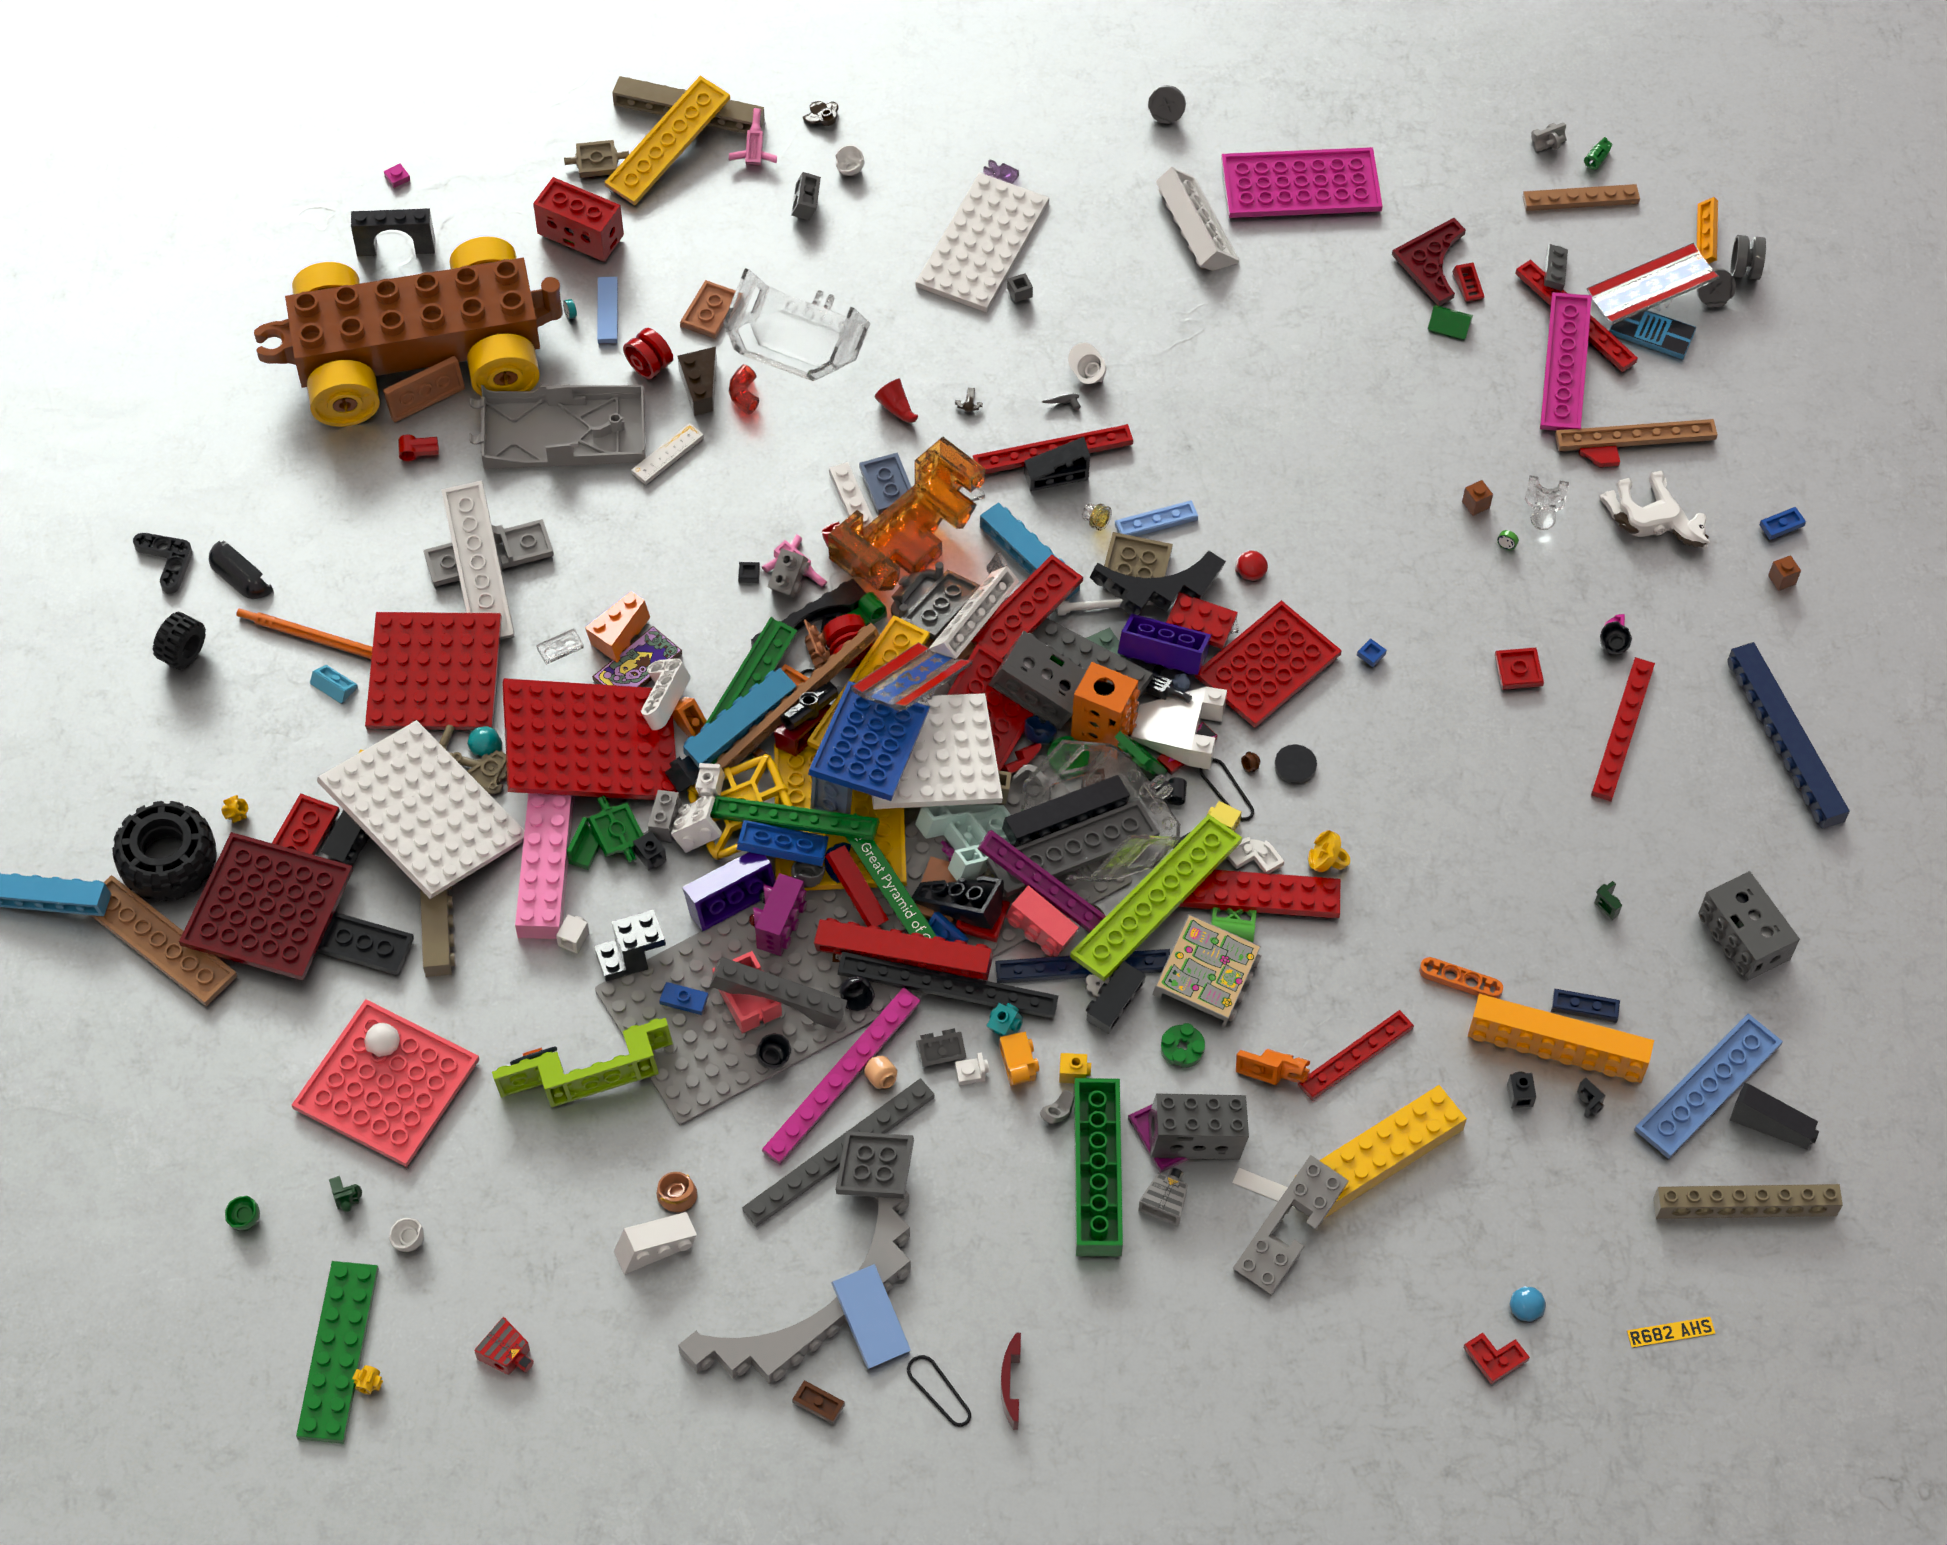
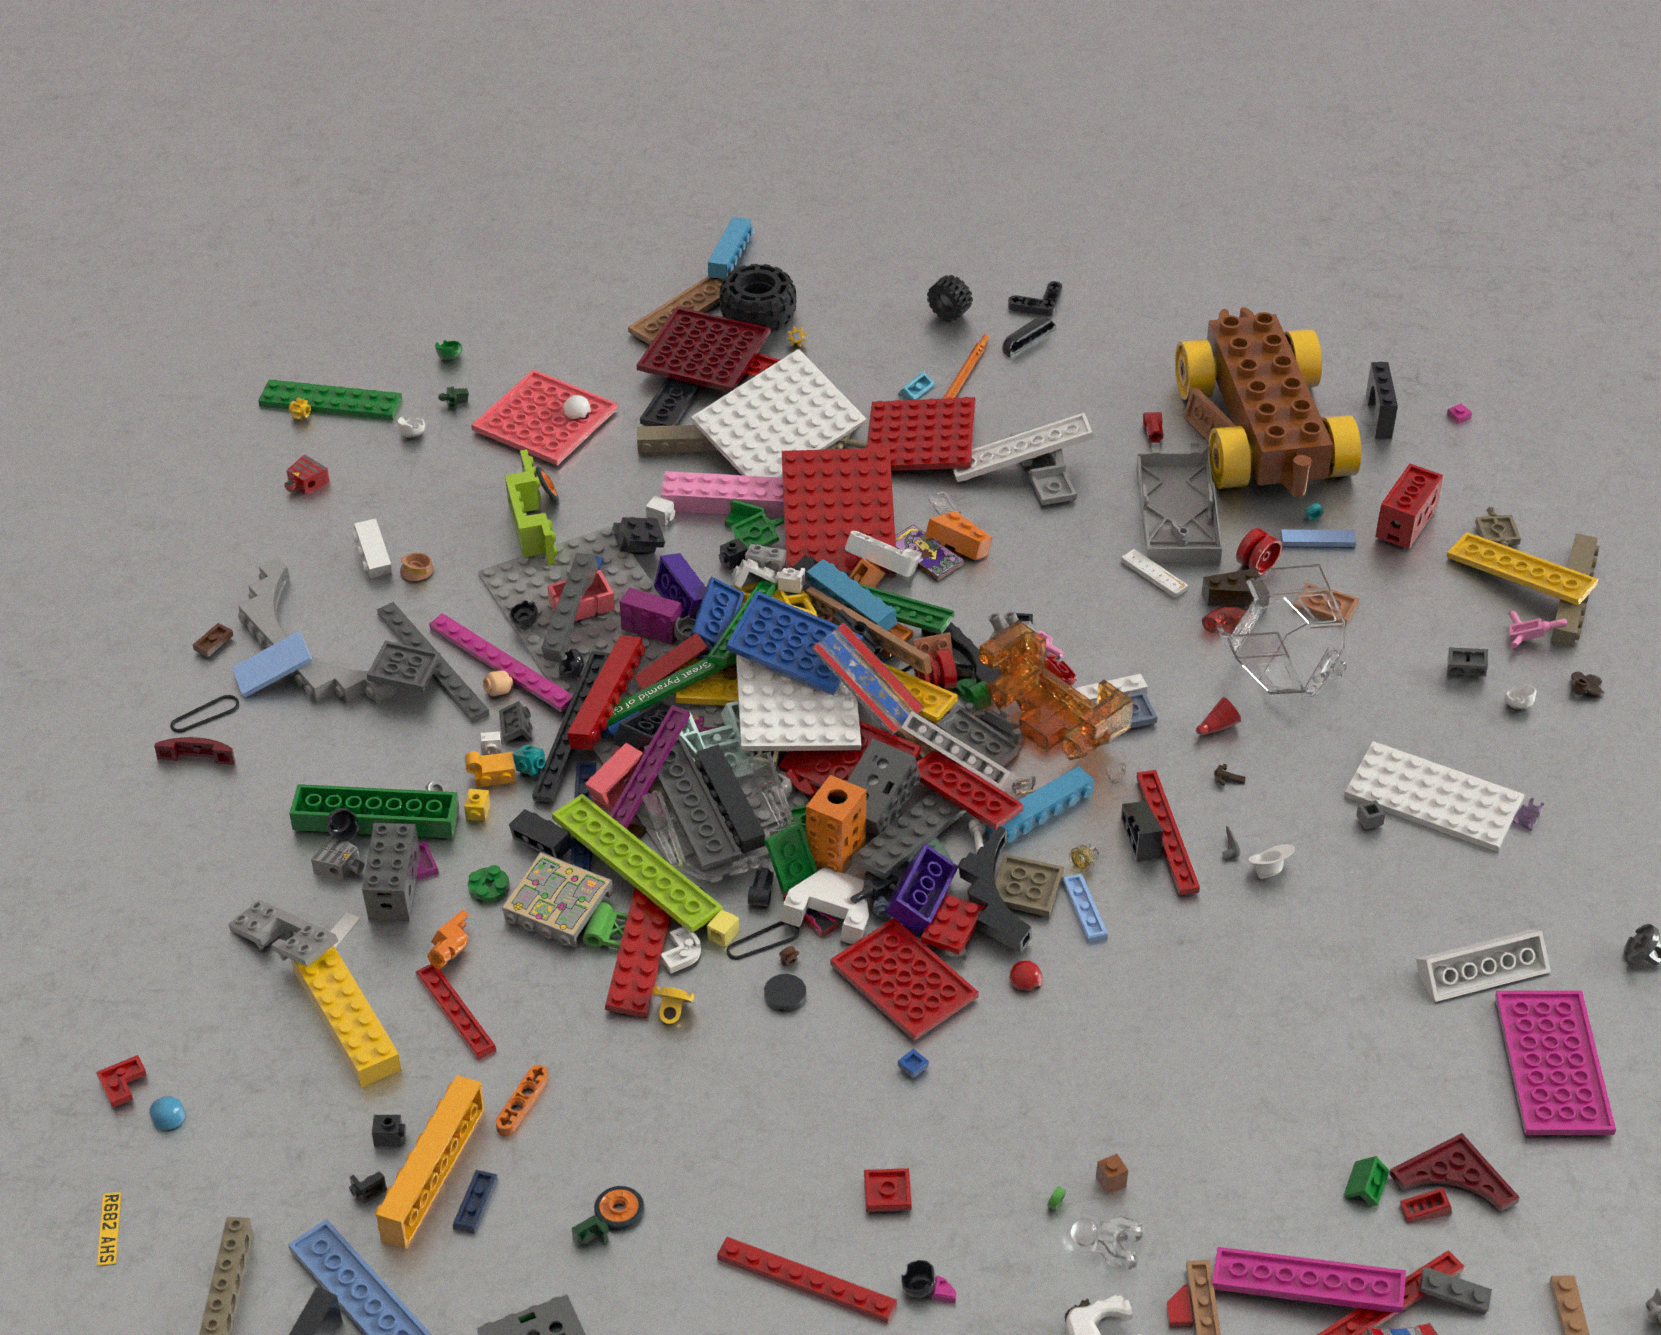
camera: 95 degrees right, 15 degrees down
(1137, 1185) = (342, 824): none -> black hair
(1569, 894) = (619, 1195): none -> wheel

